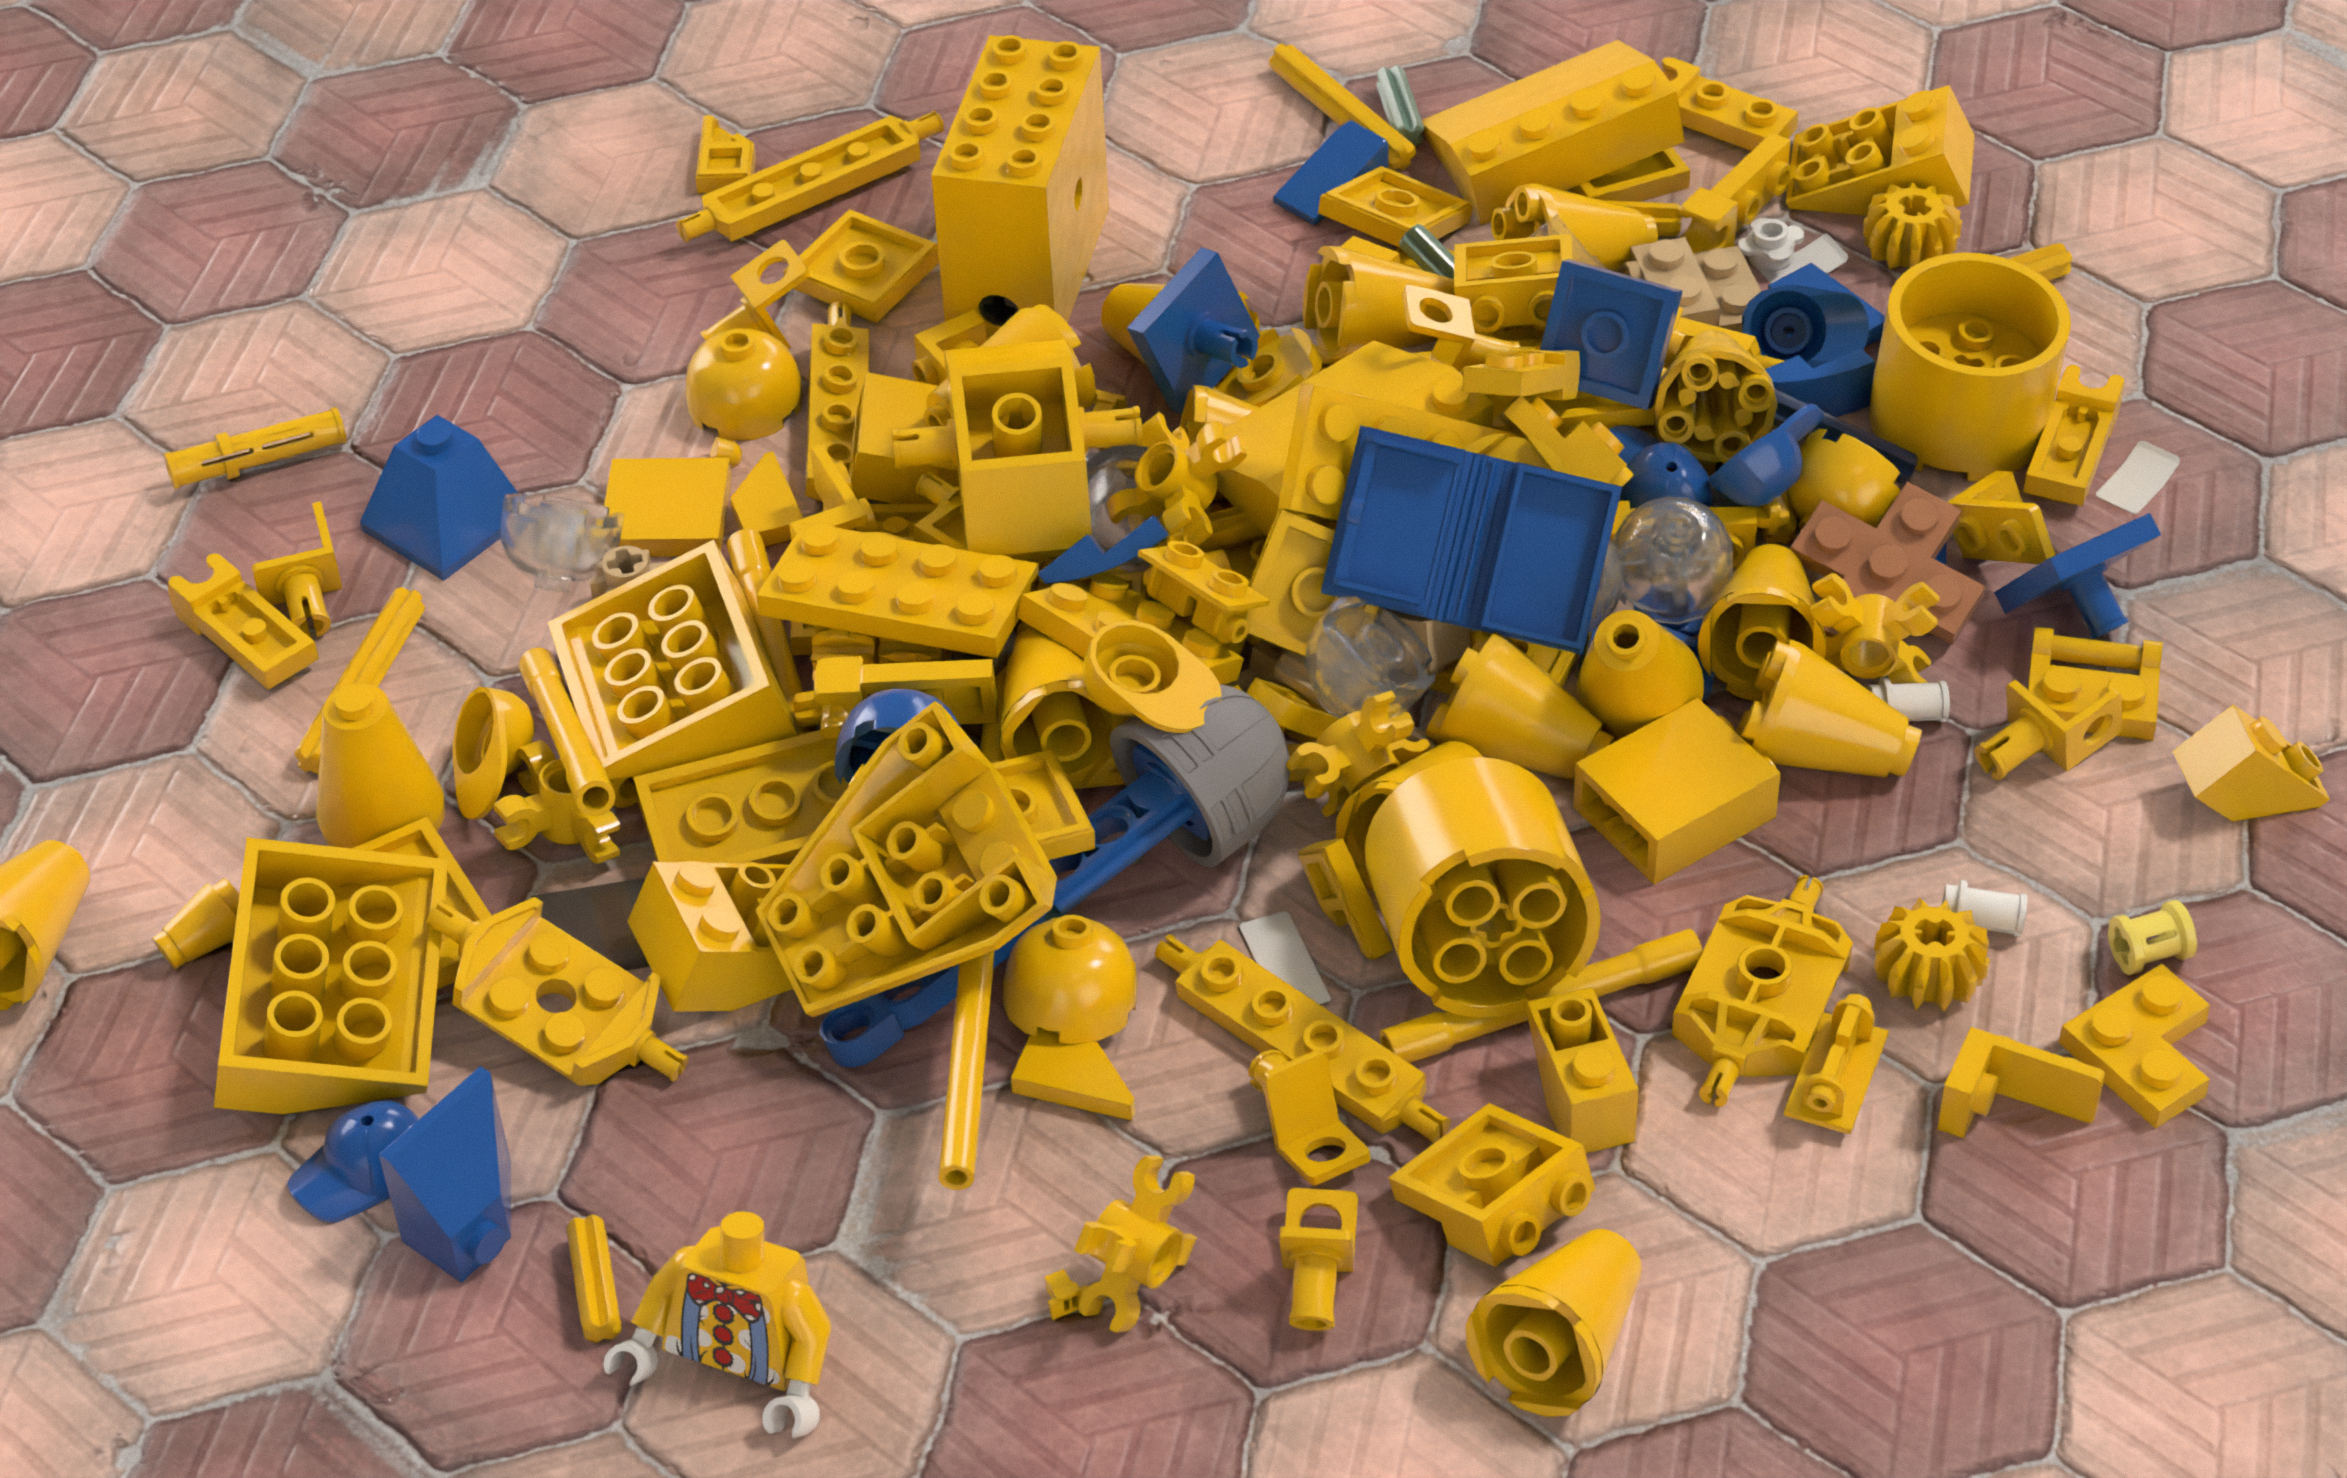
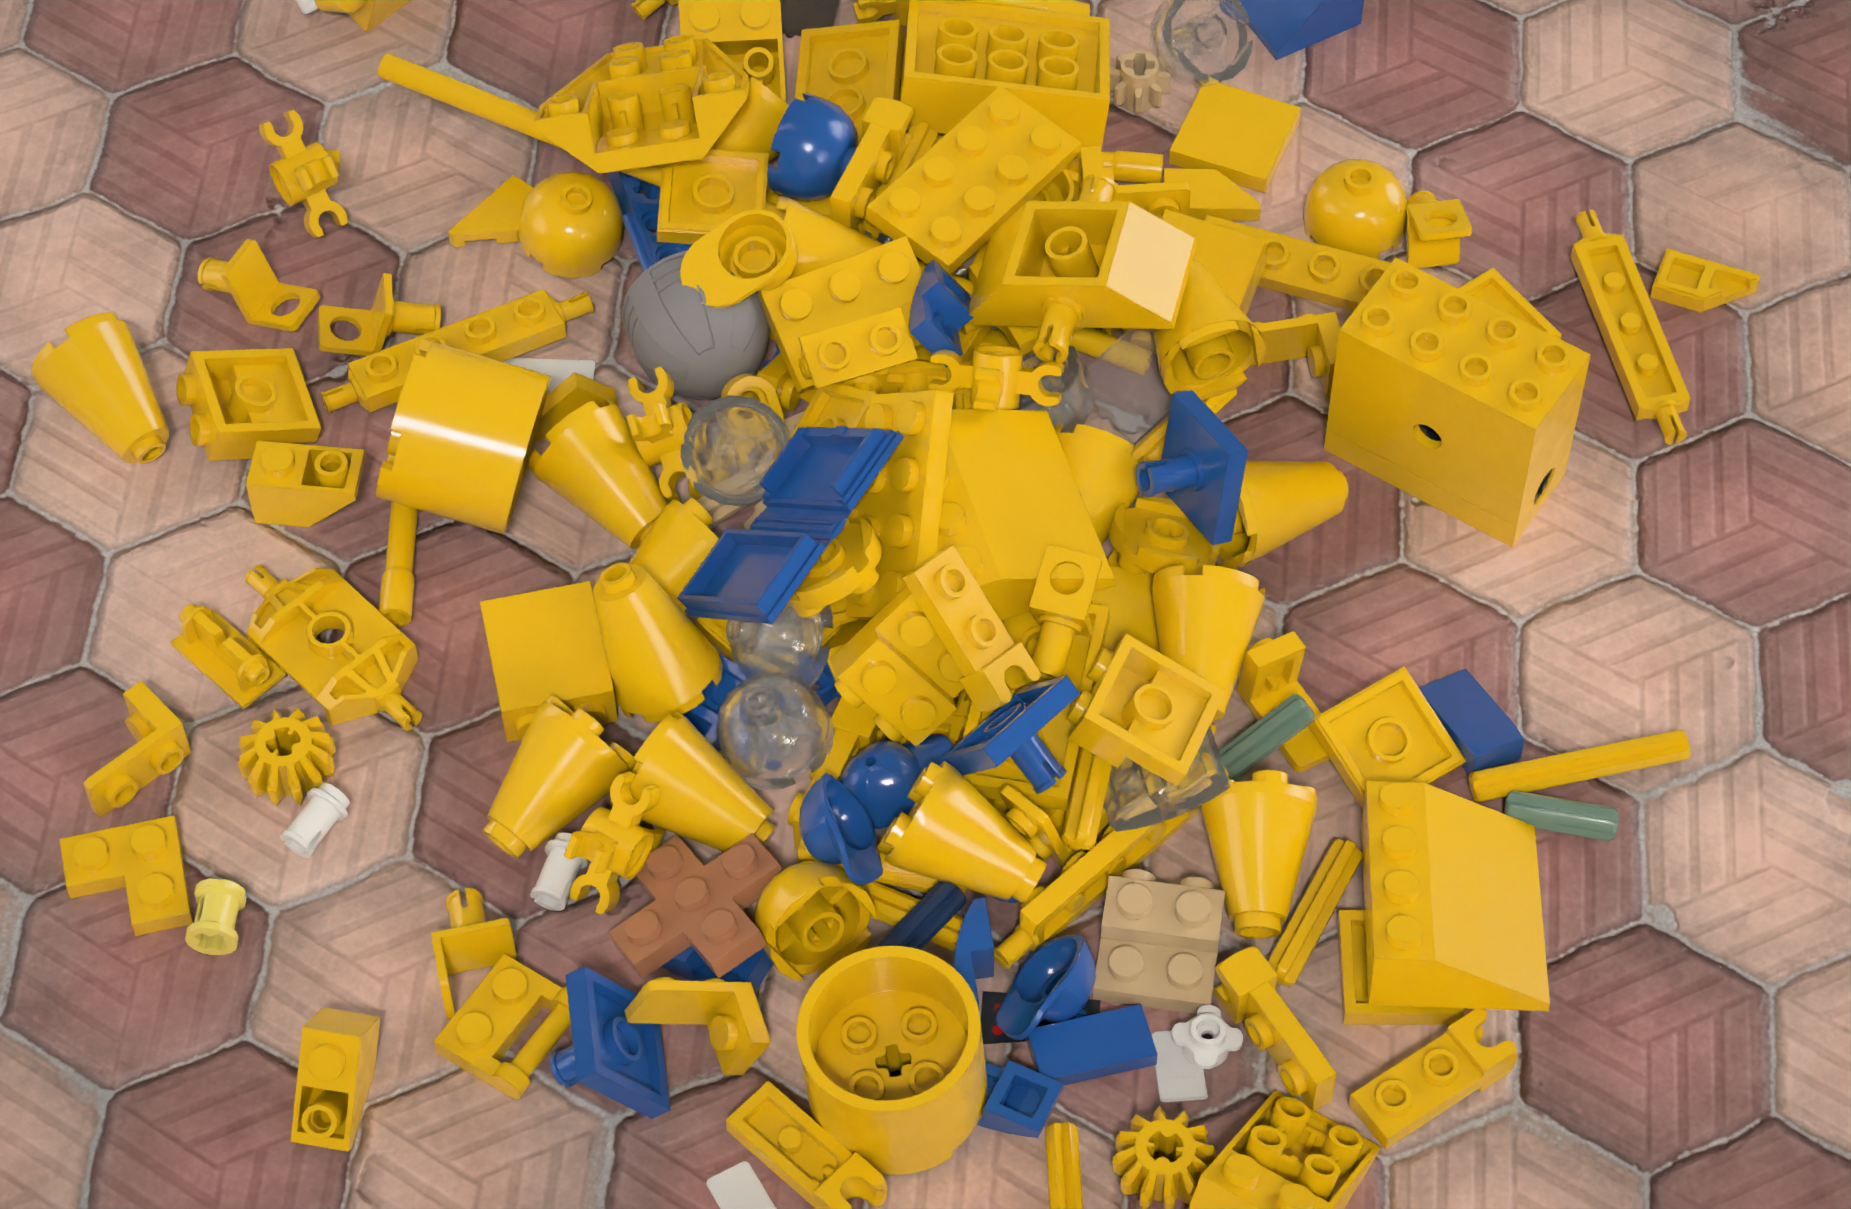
camera: 110 degrees right, 10 degrees up
(726, 448) = (1286, 189): yellow piece -> none

